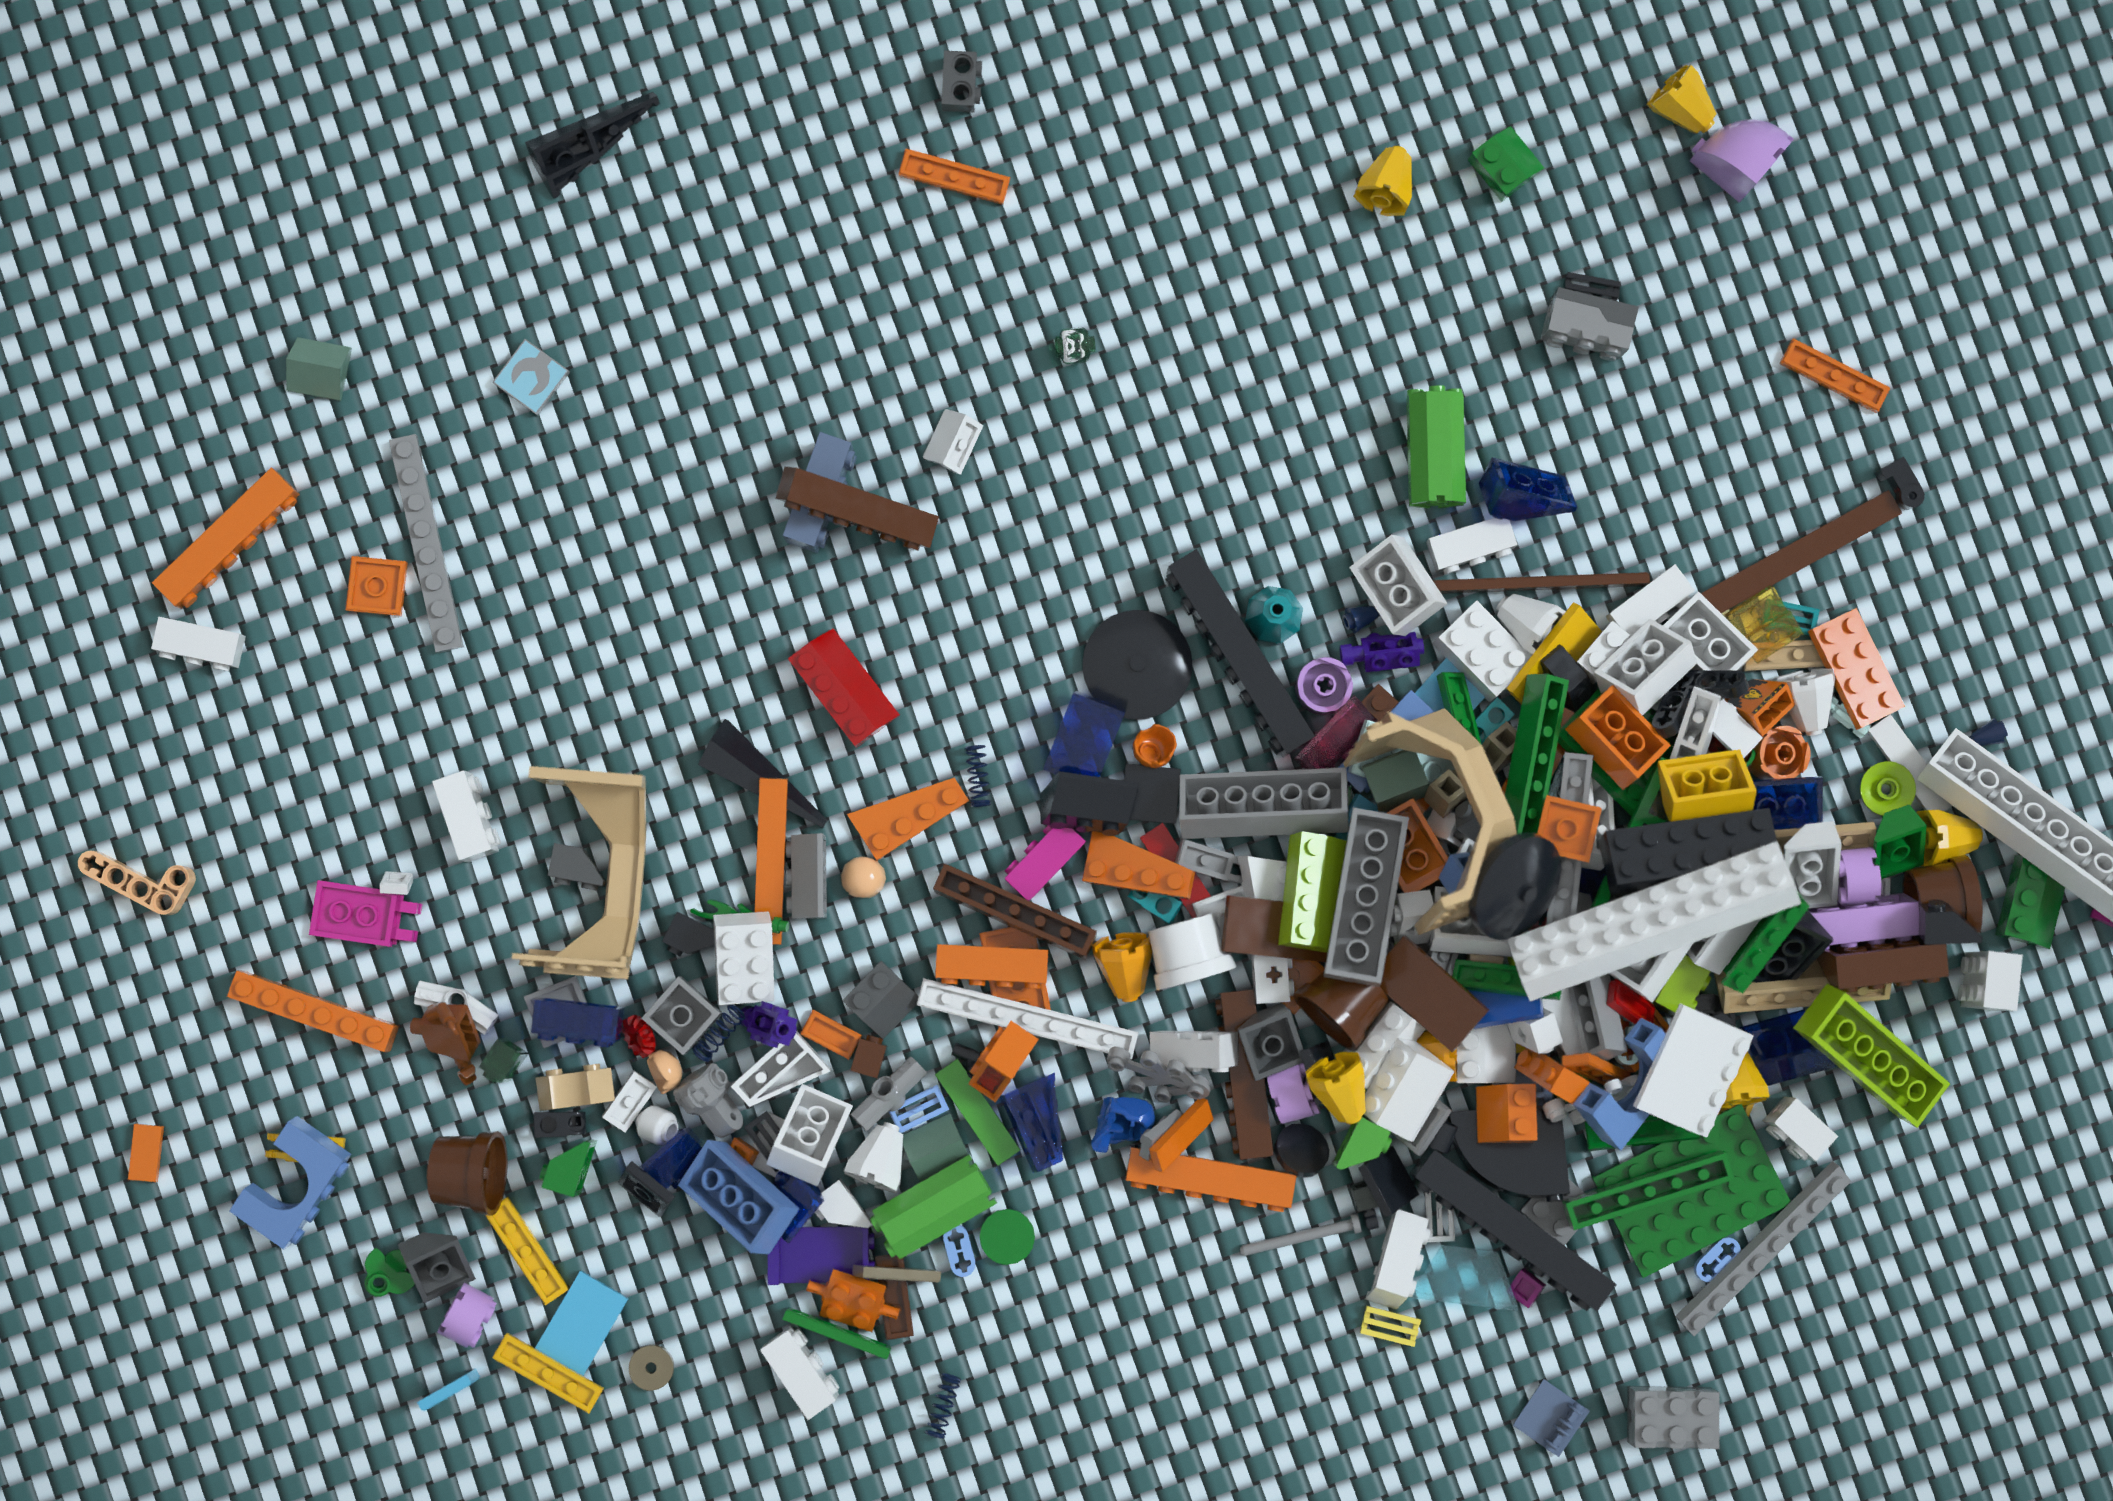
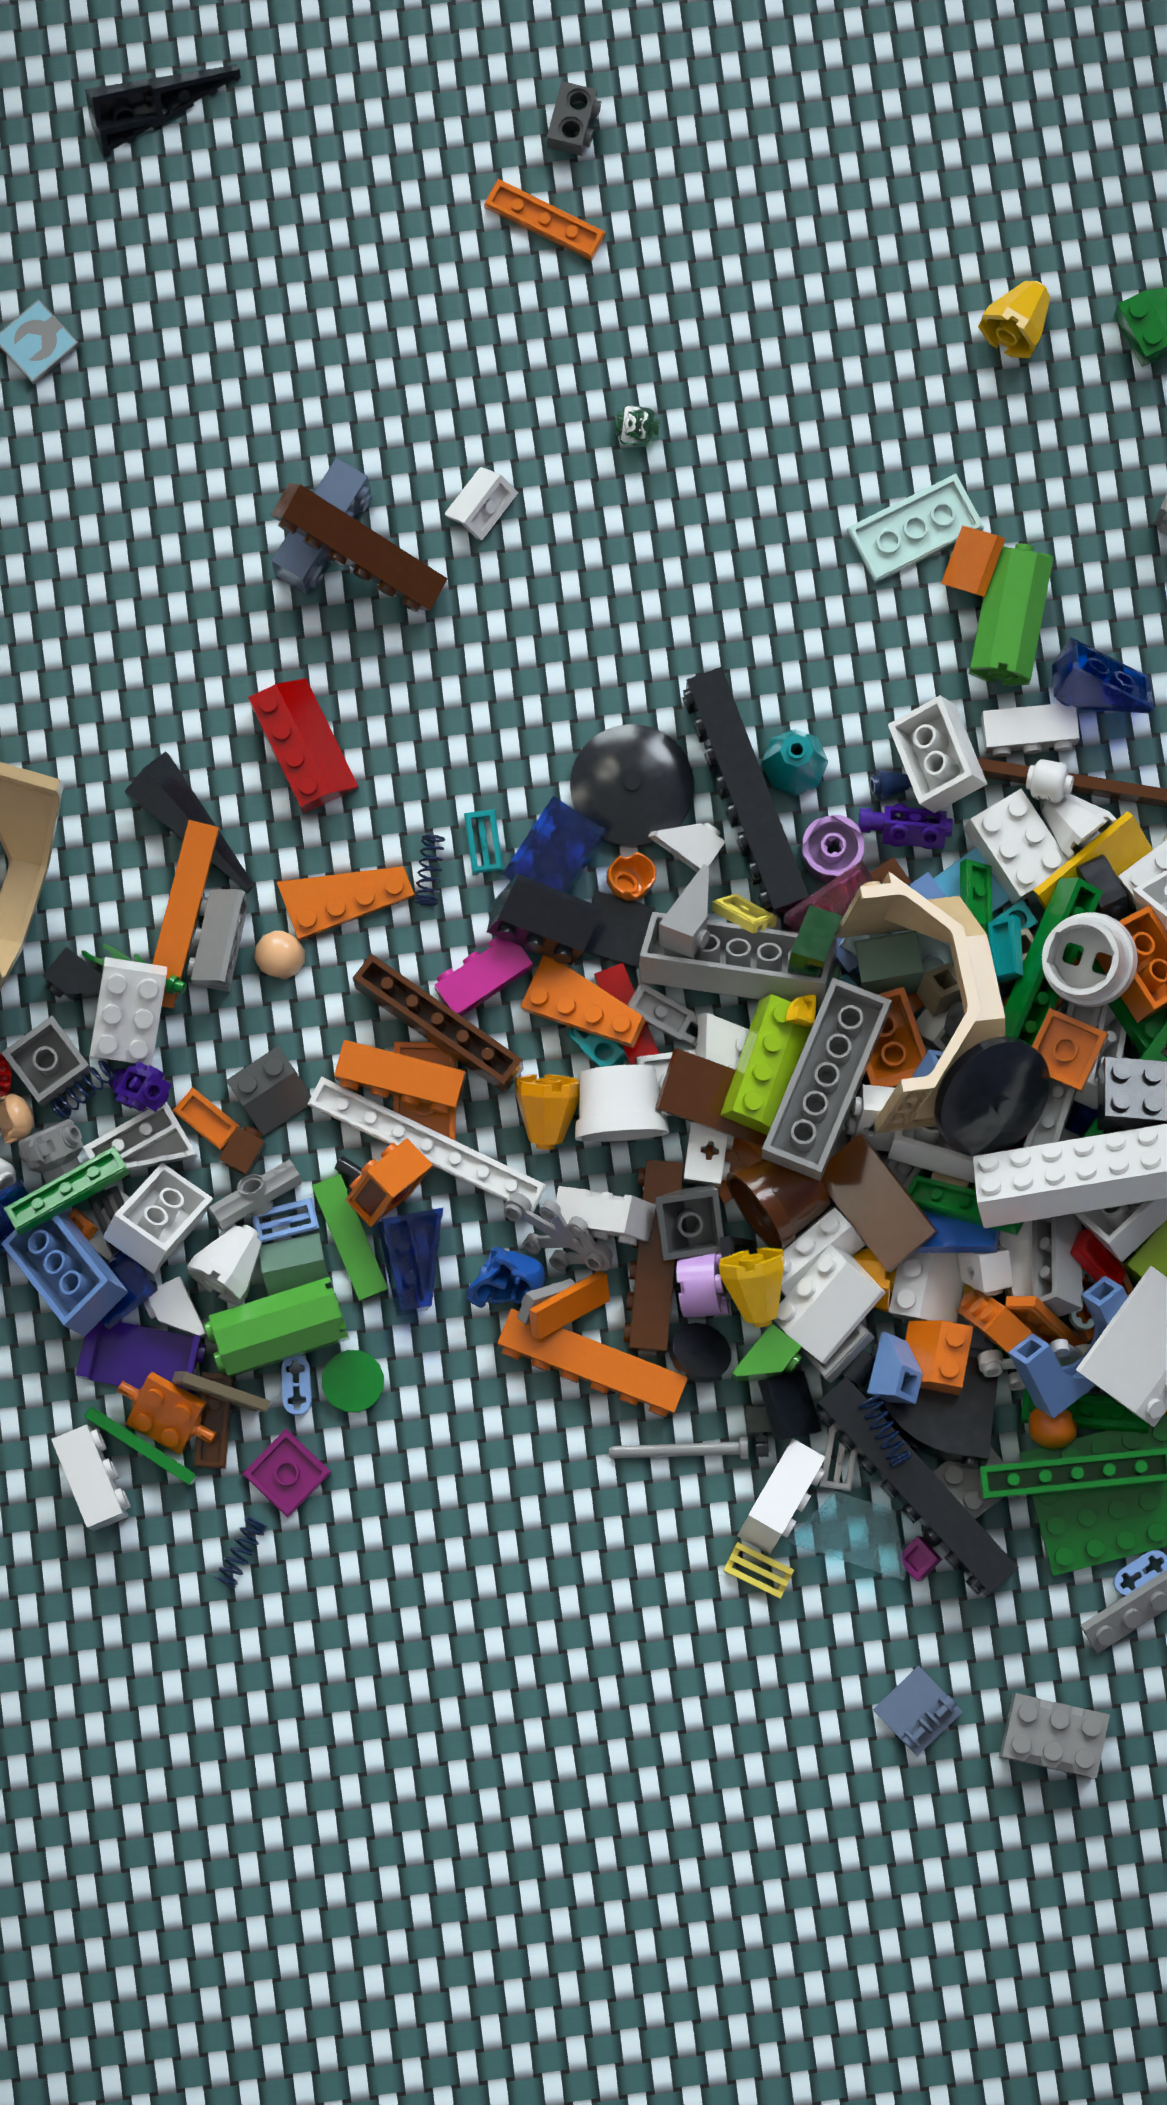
camera: 20 degrees right, 5 degrees down
(725, 1129) = (67, 1190): none -> green tile
(967, 1328) = (286, 1473): none -> magenta tile
(1026, 762) = (487, 867): none -> teal tile
(1200, 706) = (691, 843): none -> white slope
(1214, 782) = (686, 923): none -> light grey slope
(1259, 759) = (744, 913): none -> light yellow tile
(1330, 777) = (814, 941): none -> dark green hinge
(1332, 840) = (802, 1011): none -> yellow tile
(1335, 386) = (914, 528): none -> light aqua tile
(1393, 407) = (973, 561): none -> orange tile
(1476, 1135) = (895, 1371): none -> medium blue slope
(1493, 739) = (1006, 947): none -> teal tile
(1500, 589) = (1049, 780): none -> white head
(1500, 1209) = (902, 1456): none -> dark blue piece
(1575, 724) = (1080, 983): none -> white piece
(1617, 1160) = (1052, 1432): none -> orange hair

